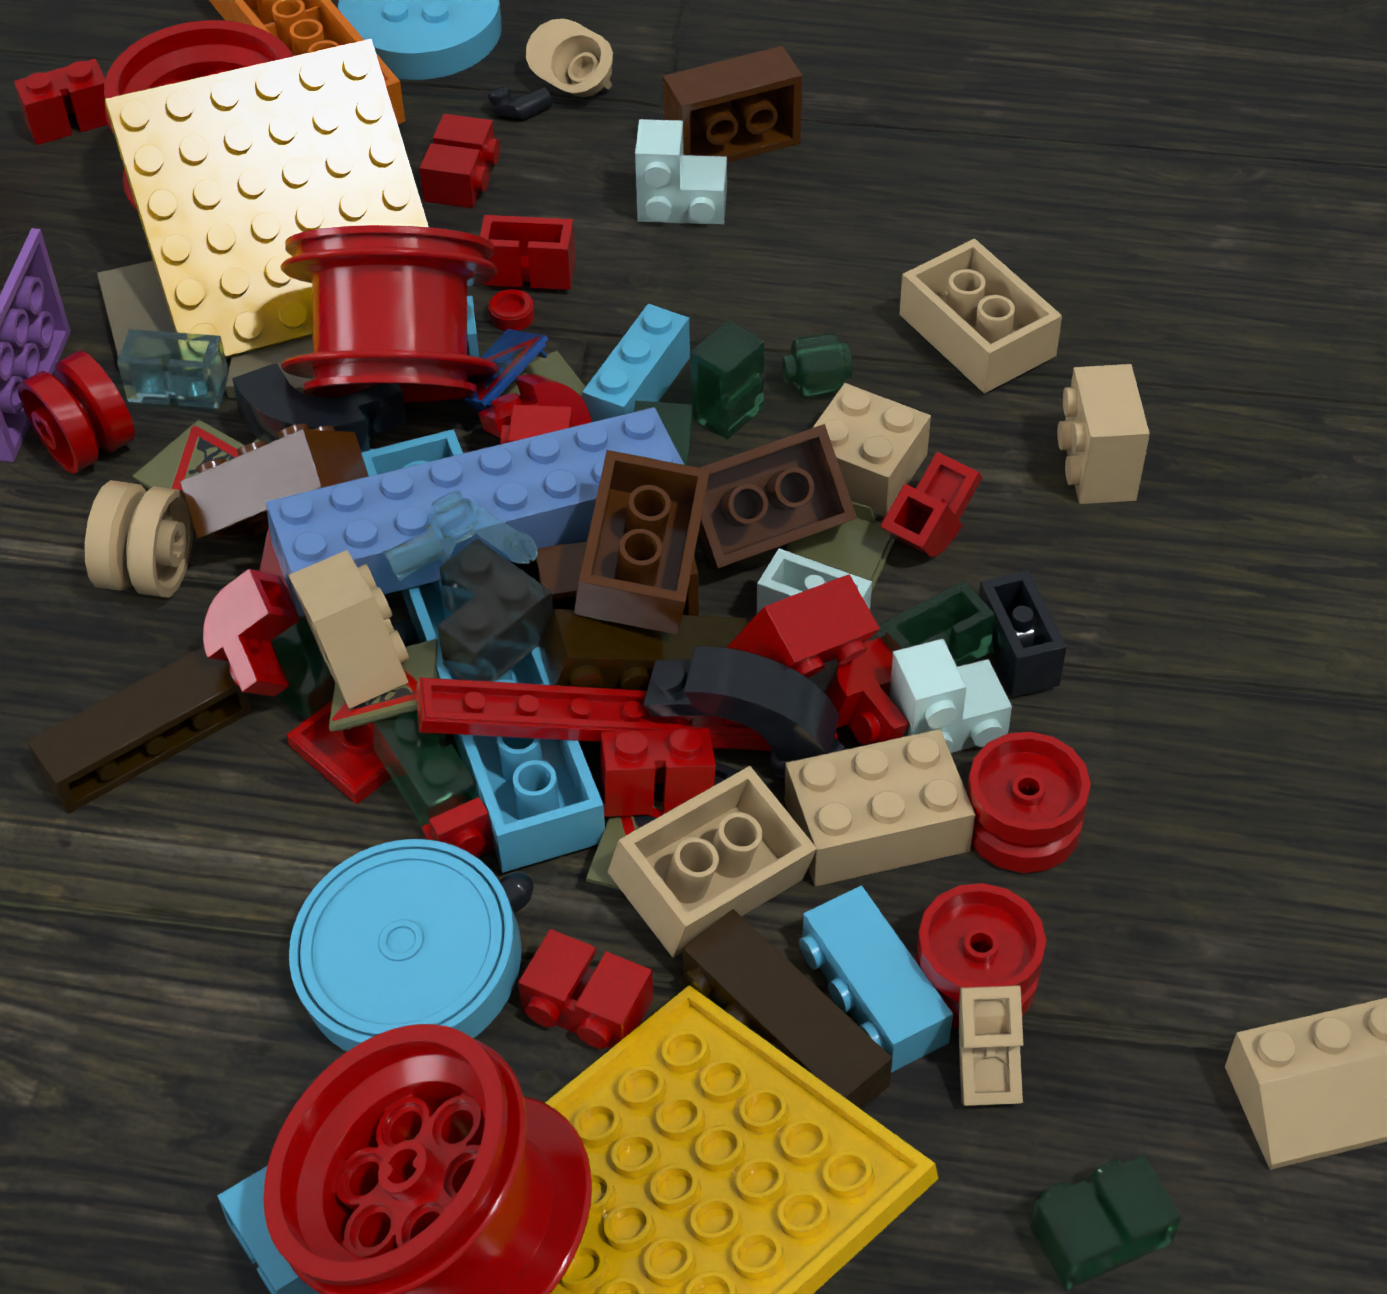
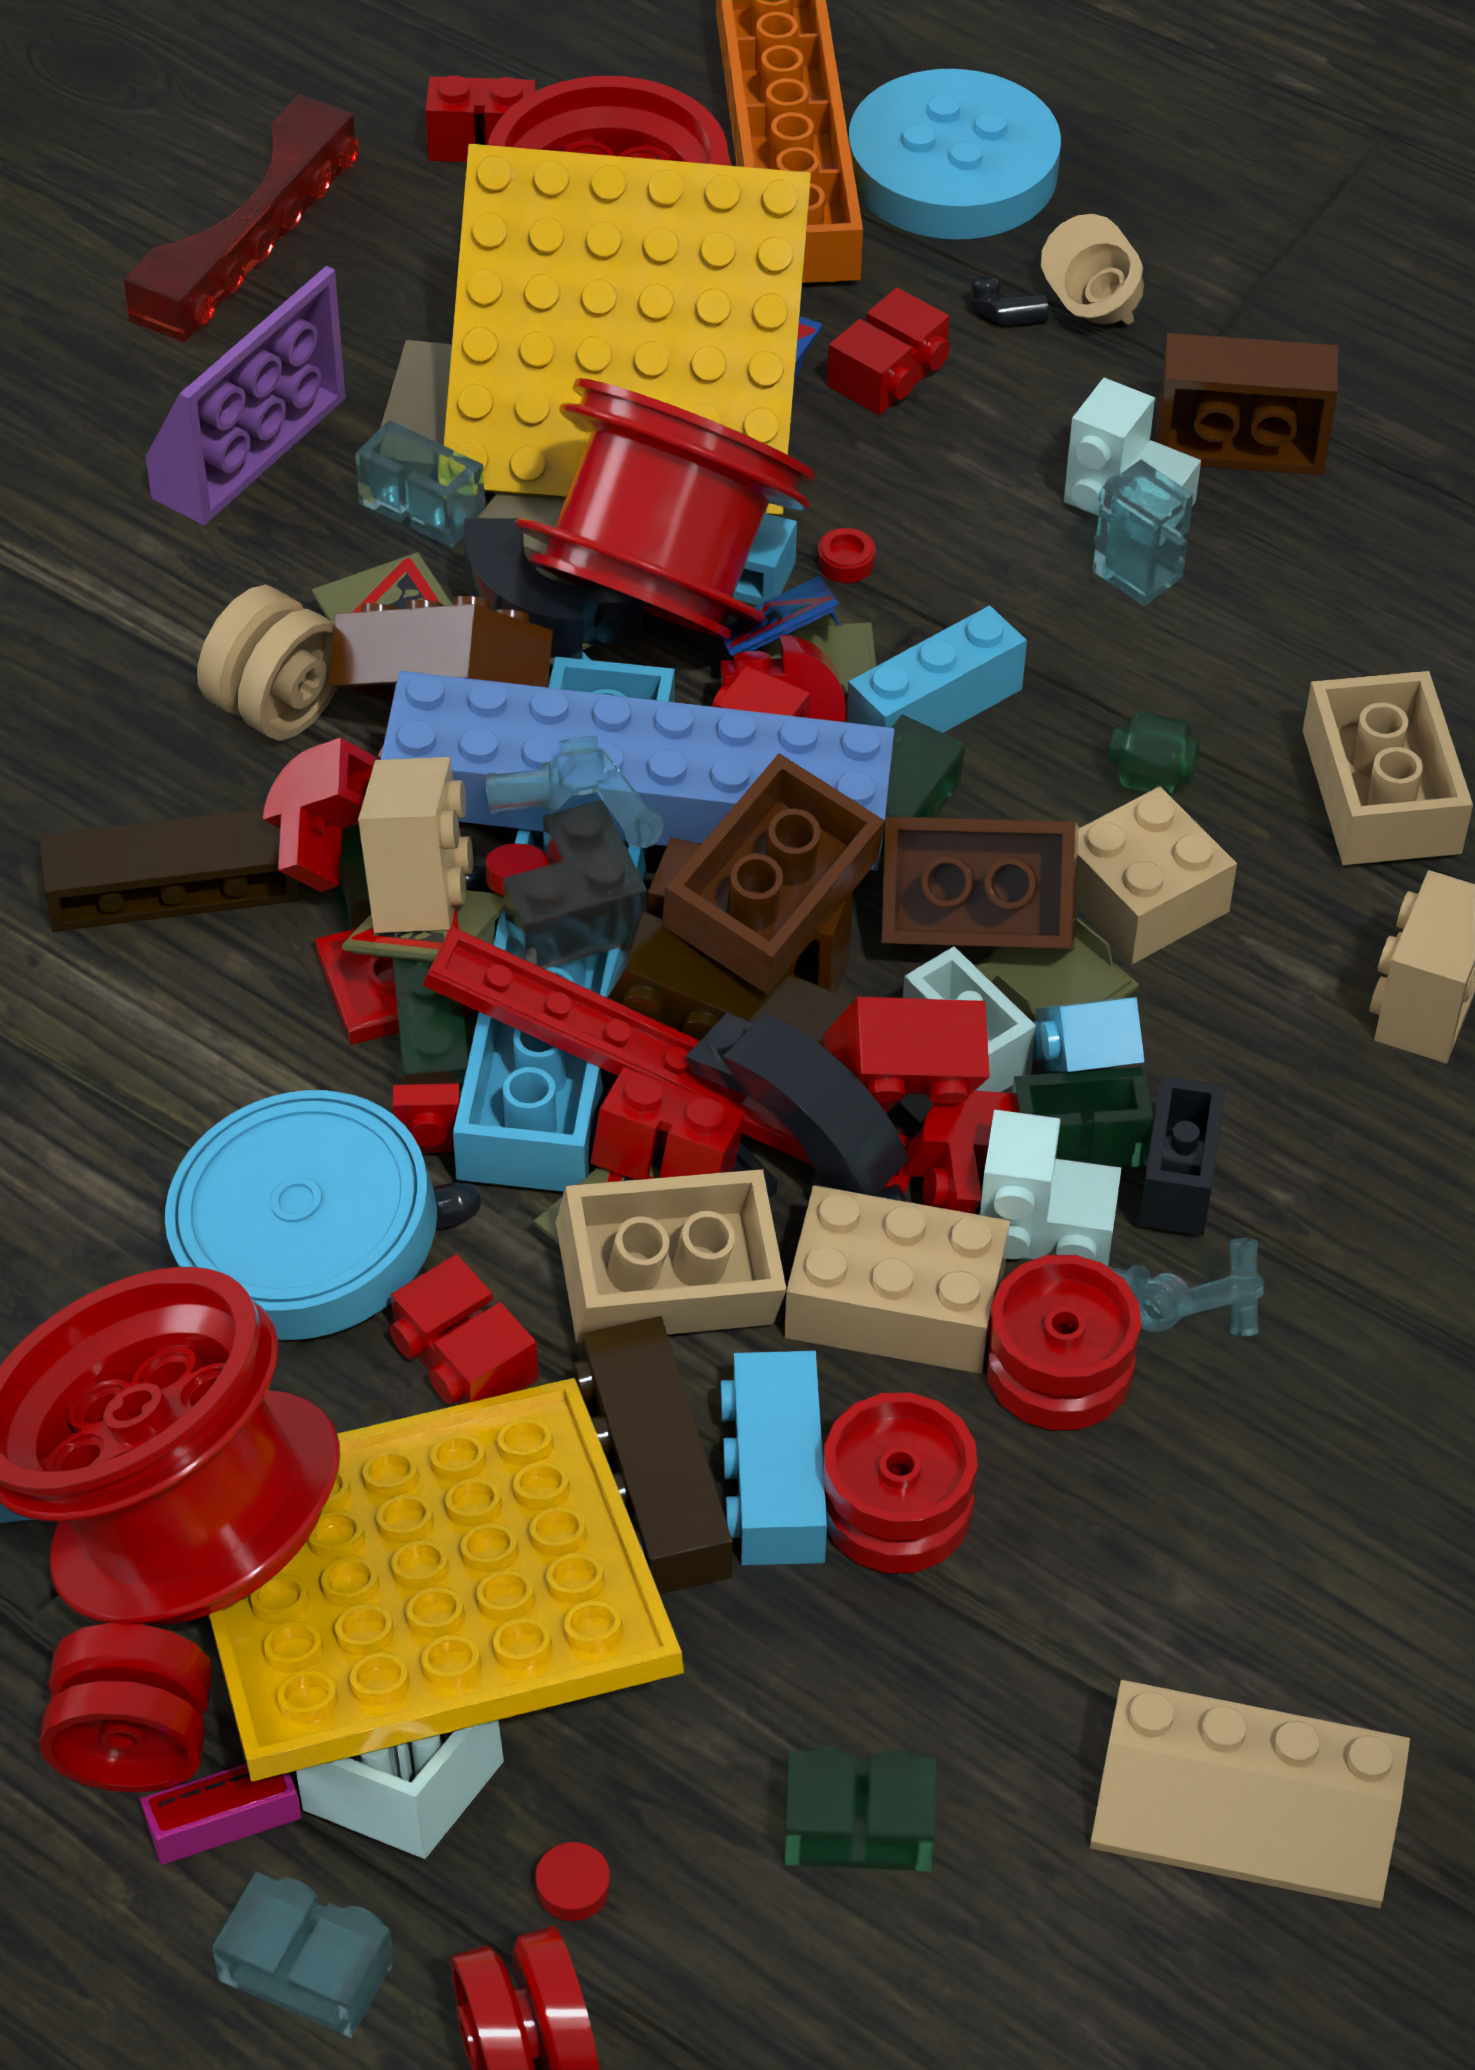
camera: 25 degrees right, 0 degrees up
(76, 411) = (294, 493): red wheel -> none
(424, 616) = (512, 860): none -> red tile
(531, 251) = (895, 488): red piece -> none
(713, 223) = (1142, 532): none -> clear light blue piece
(727, 379) = (1029, 730): clear green piece -> none
(910, 573) = (1088, 1035): none -> medium azure piece
(931, 513) = (1179, 977): red brick -> none
(990, 1045) = (848, 1576): tan slope -> none
(1113, 717) = (1168, 1299): none -> clear light blue pin

